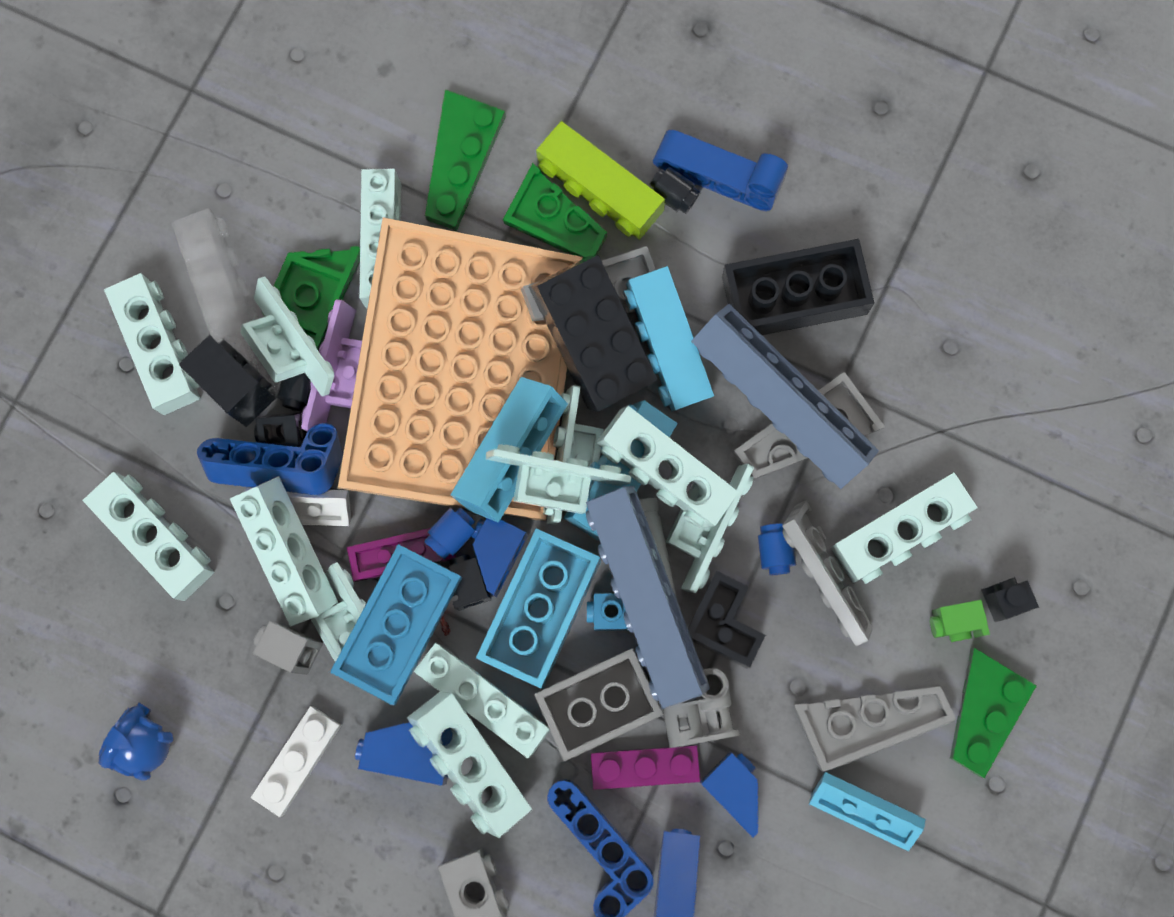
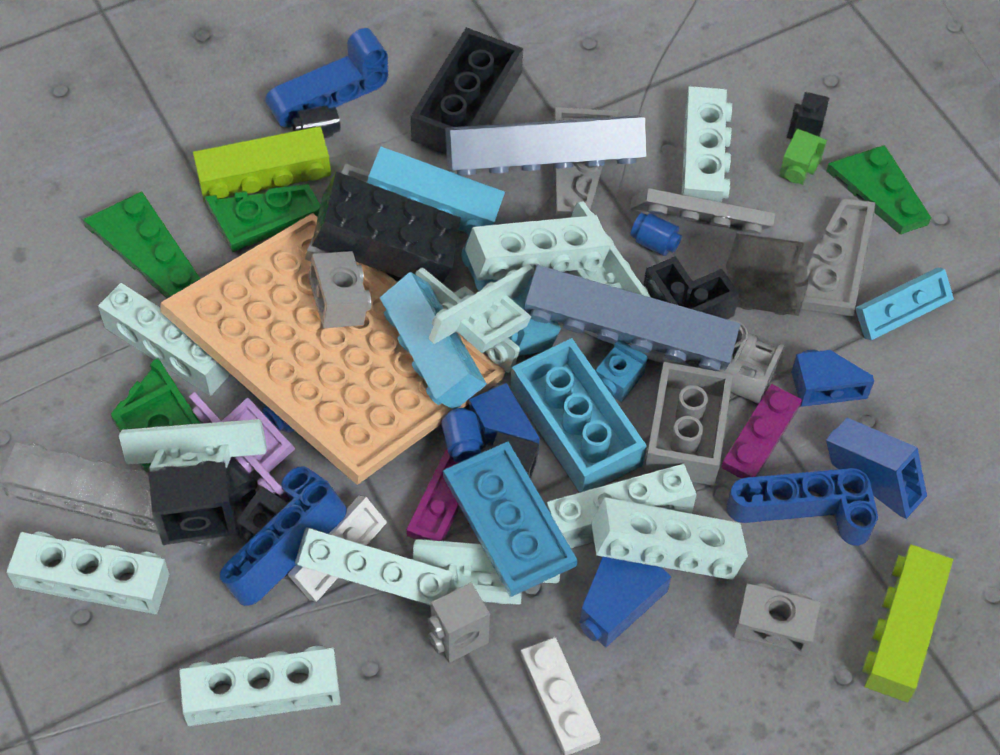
camera: 65 degrees left, 20 degrees down
(516, 321) = (339, 289): none -> light grey brick
(792, 677) = (768, 273): none -> clear smoke brick

